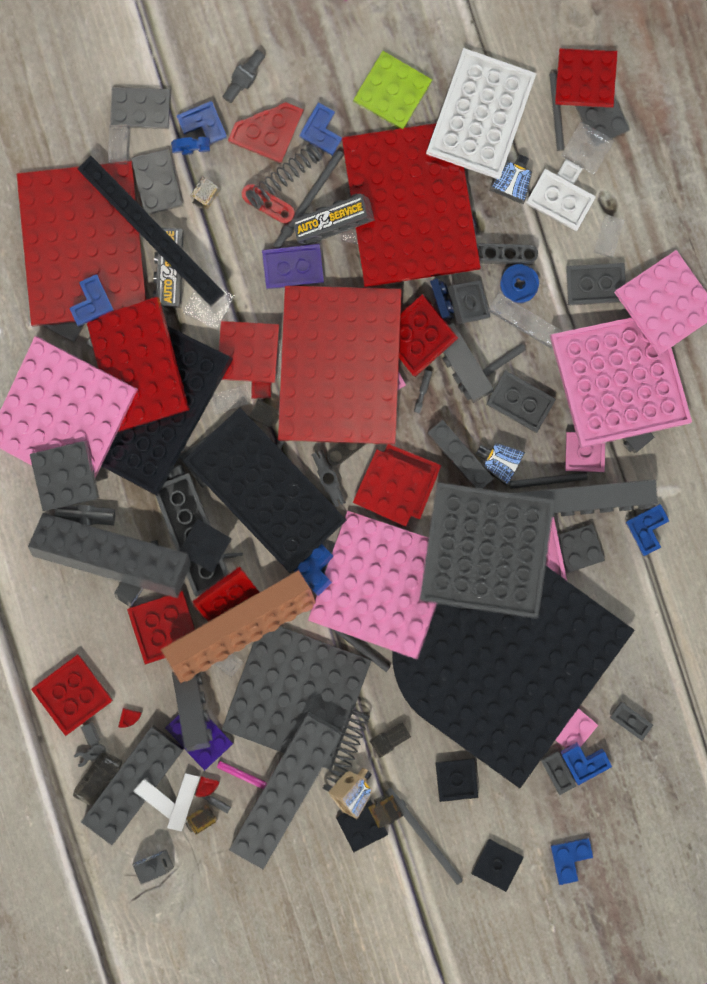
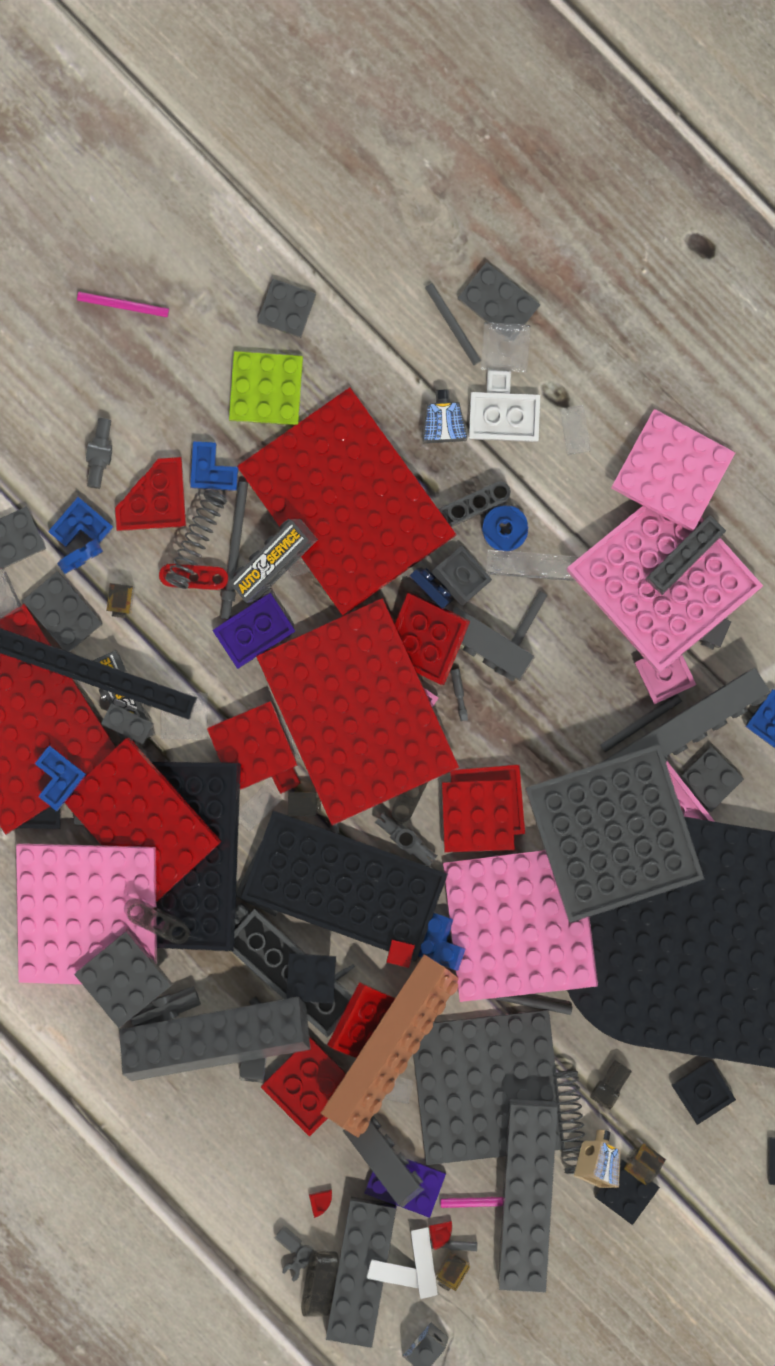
camera: 30 degrees left, 0 degrees up
(72, 694) = (247, 1208): red plate -> none
(103, 437) = (166, 926): none -> clear smoke beam
(163, 287) = (127, 723): none -> dark grey plate
(281, 561) = (400, 953): none -> red tile
(425, 838) = (700, 1170): dark grey bar -> none
(438, 38) = (286, 308): none -> dark grey plate
(460, 455) = (534, 744): dark grey brick -> none
(481, 113) = (374, 367): white plate -> none
(501, 461) = (580, 728): torso -> none
(521, 401) = (570, 654): dark grey plate -> none
(586, 77) = (466, 272): red plate -> none
(594, 283) = (585, 488): dark grey plate -> none
(645, 369) = (685, 555): none -> dark grey tile

